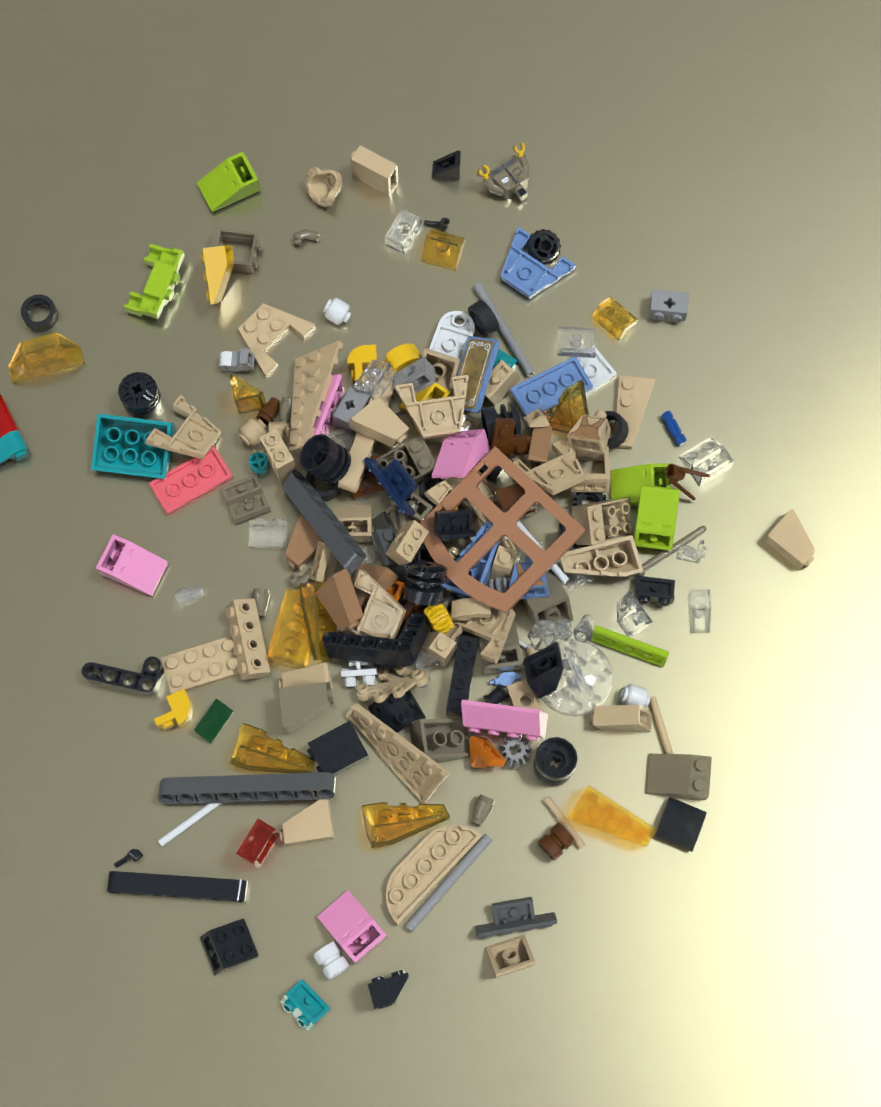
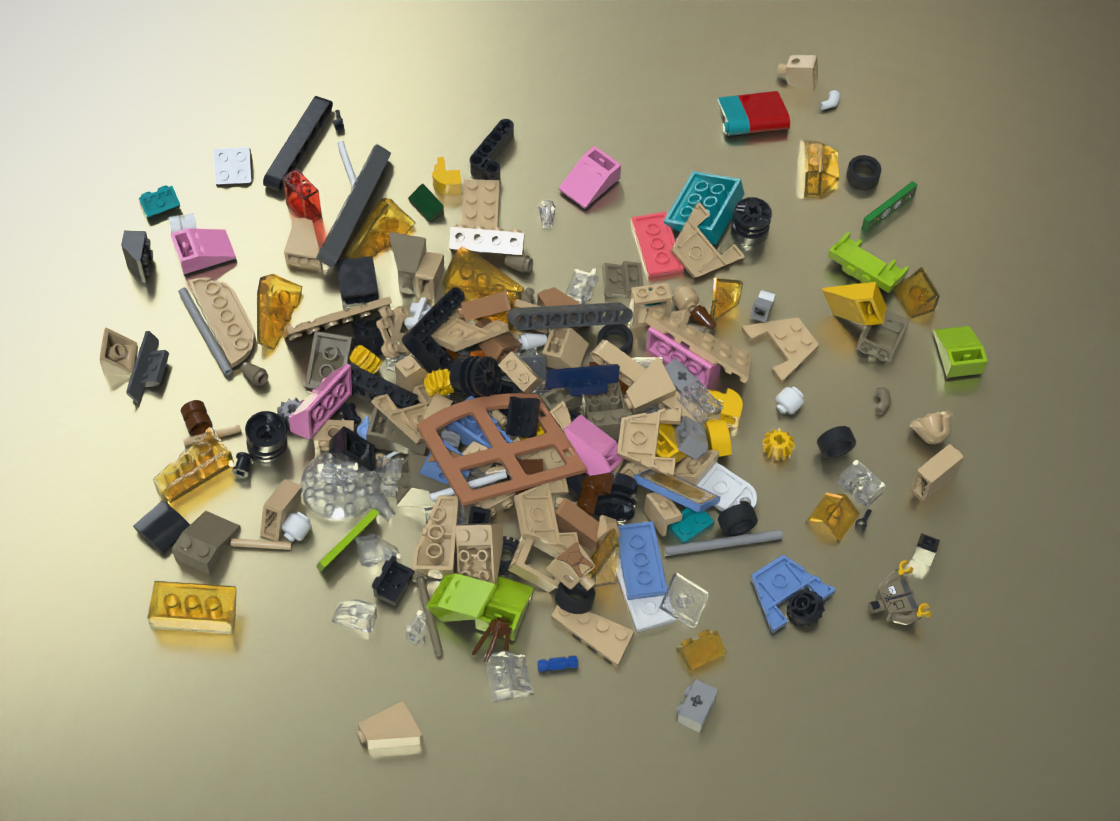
camera: 105 degrees right, 15 degrees down
(77, 279) = (889, 206): none -> green tile
(177, 230) = (918, 294): none -> clear yellow slope
(325, 459) = (627, 329): black wheel -> none
(371, 258) = (836, 442): none -> black tyre
(387, 315) = (778, 444): none -> yellow gear
(433, 702) = (365, 359): none -> yellow gear
(484, 753) = (299, 386): orange slope -> none
(547, 533) = (500, 502): none -> tan hinge
(588, 776) = (242, 464): none -> black bush
(756, 752) = (192, 607): none -> clear yellow slope

